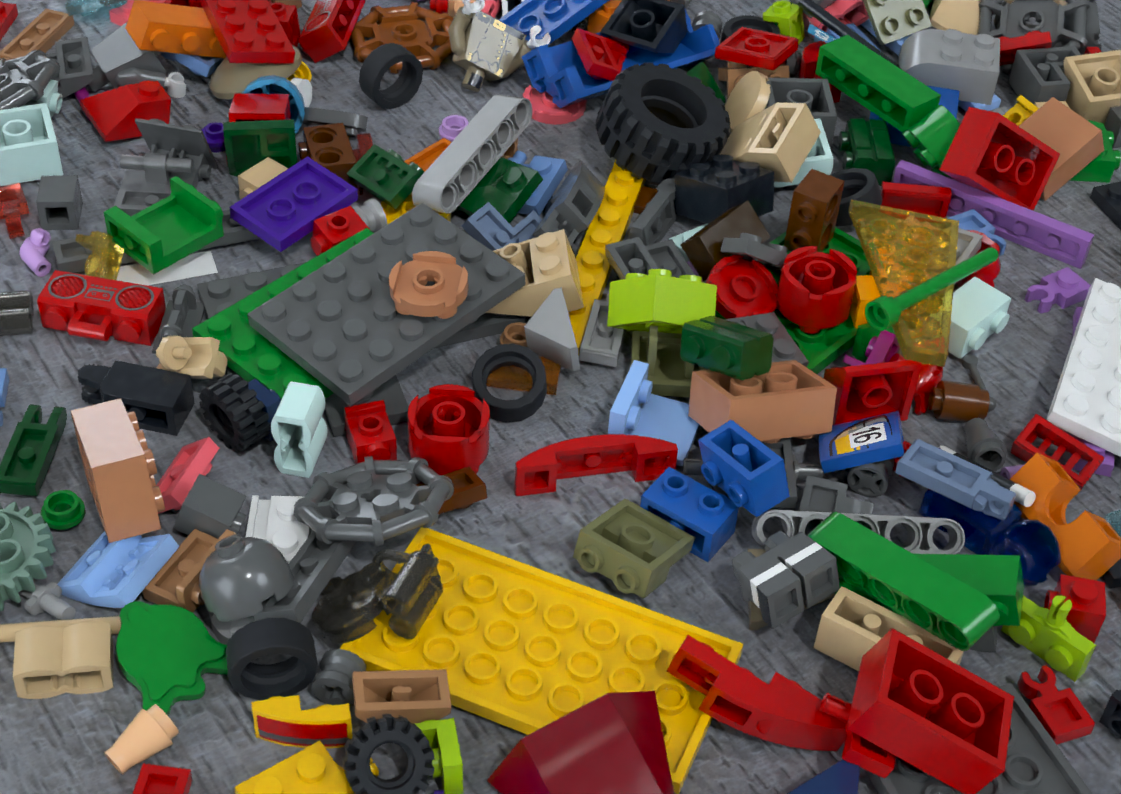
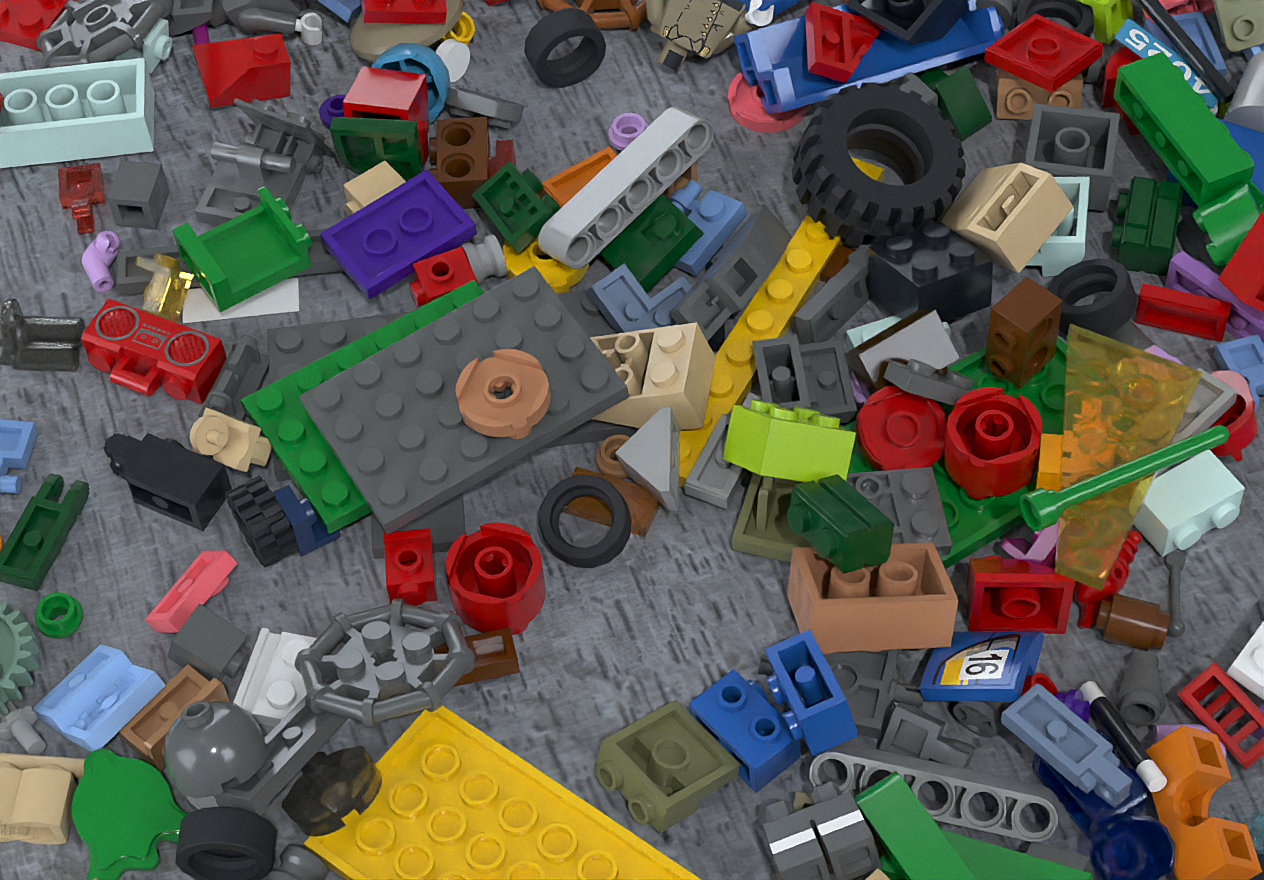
camera: 20 degrees right, 10 degrees up
(118, 469) = (112, 585): nougat brick -> none
(299, 429) = (326, 554): light aqua brick -> none
(412, 589) = (393, 789): clear smoke piece -> none
(593, 456) = (654, 633): red slope -> none
(651, 415) = (738, 594): light blue bracket -> none
(747, 98) = (1007, 133): tan tile -> none

